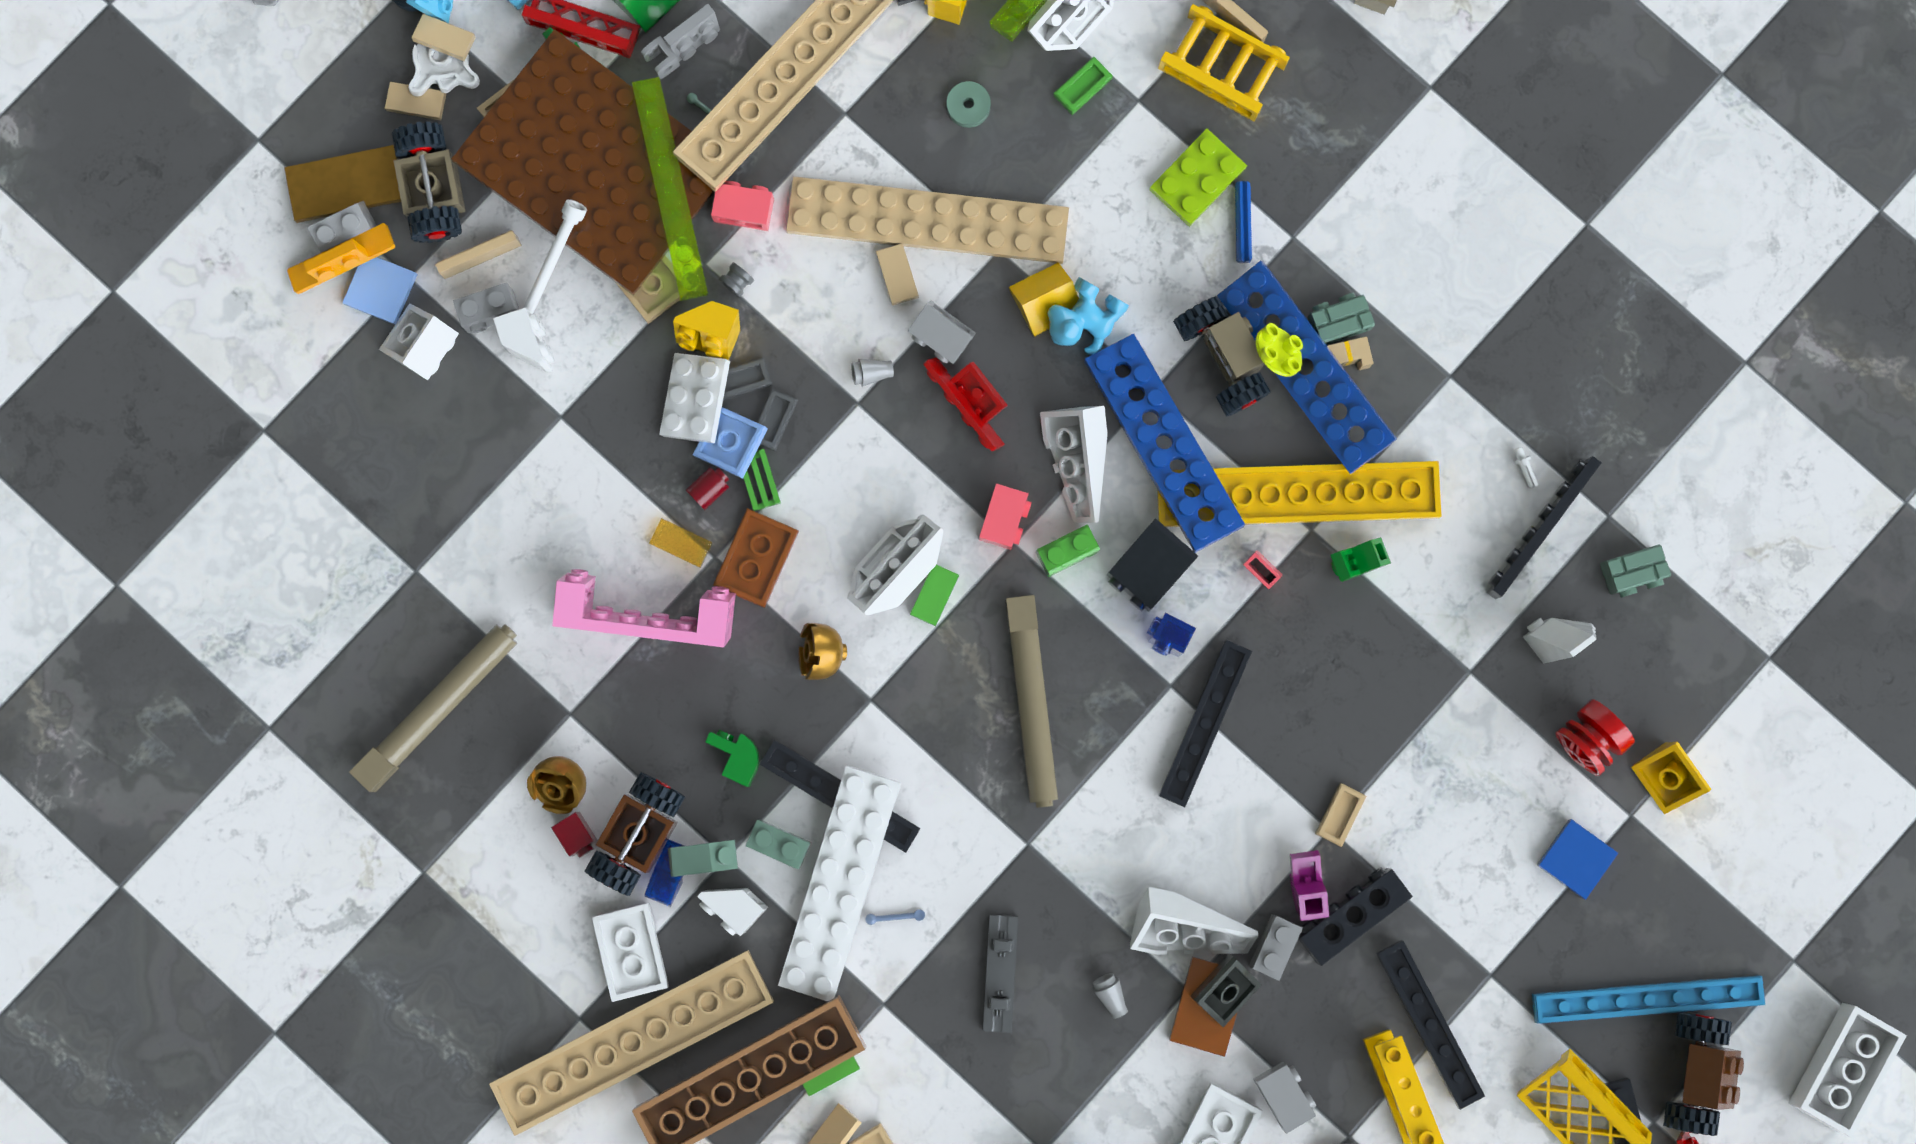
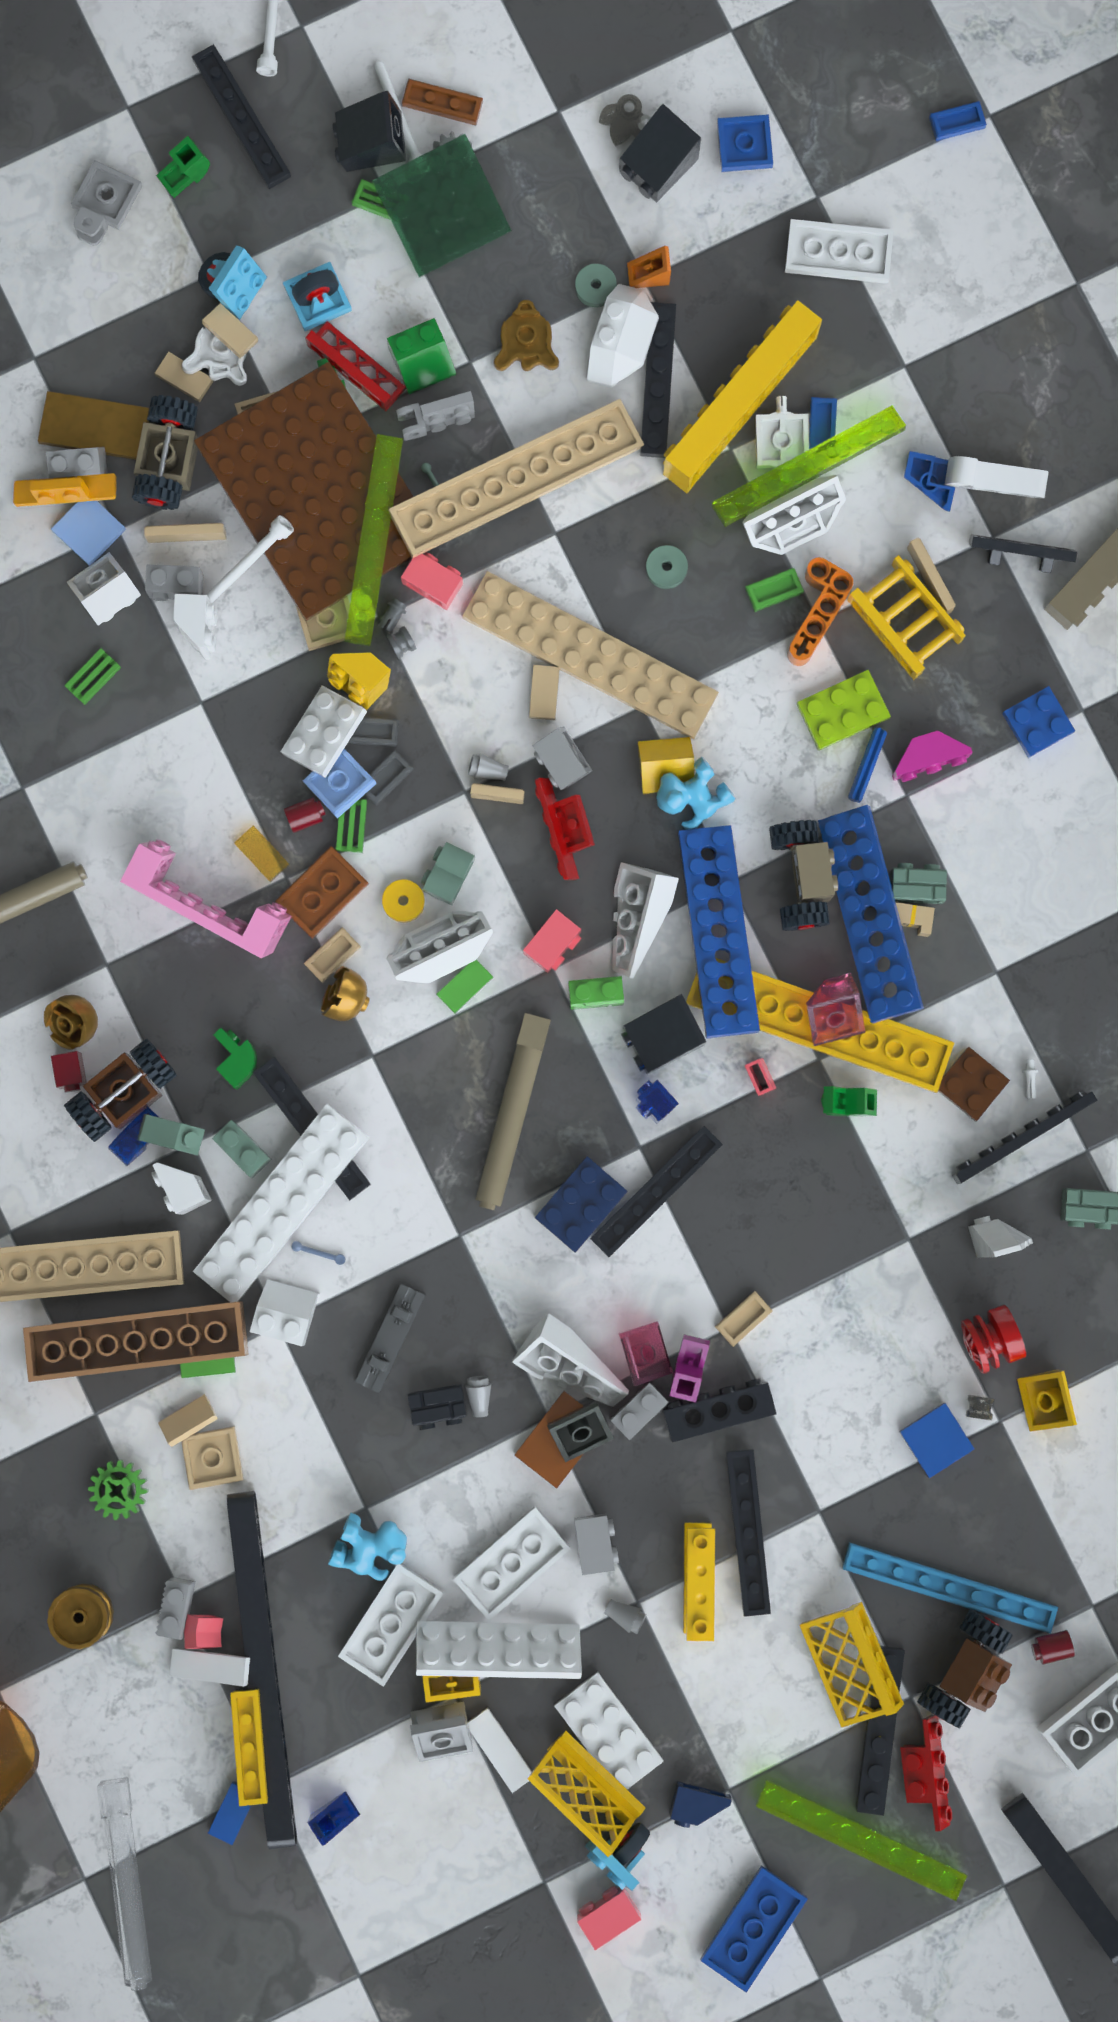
camera: 20 degrees right, 0 degrees up
(461, 415) = (85, 669): none -> bright green tile
(630, 952) = (76, 1191): white plate -> none
(717, 255) = (392, 614): none -> dark grey pin
(791, 616) = (332, 955): none -> tan tile
(846, 546) = (400, 889): none -> yellow piece
(874, 489) = (448, 873): none -> sand green brick
(886, 990) = (284, 1312): none -> white slope
(891, 392) = (497, 793): none -> tan tile
(1074, 1022) = (437, 1406): none -> black brick
(1136, 94) = (817, 615): none -> orange beam
(1137, 766) = (581, 1204): none -> dark blue brick
(1258, 888) = (645, 1353): none -> clear pink slope
(1279, 350) = (850, 890): neon yellow dish -> none
(1300, 188) = (929, 754): none -> dark pink slope
(1311, 475) = (835, 1010): none -> clear pink slope
(1393, 115) = (1038, 722): none -> blue plate
(1471, 495) = (972, 1084): none -> reddish brown plate
(1607, 810) = (980, 1407): none -> clear smoke wheel
(1773, 1017) = (1053, 1647): none -> dark red brick

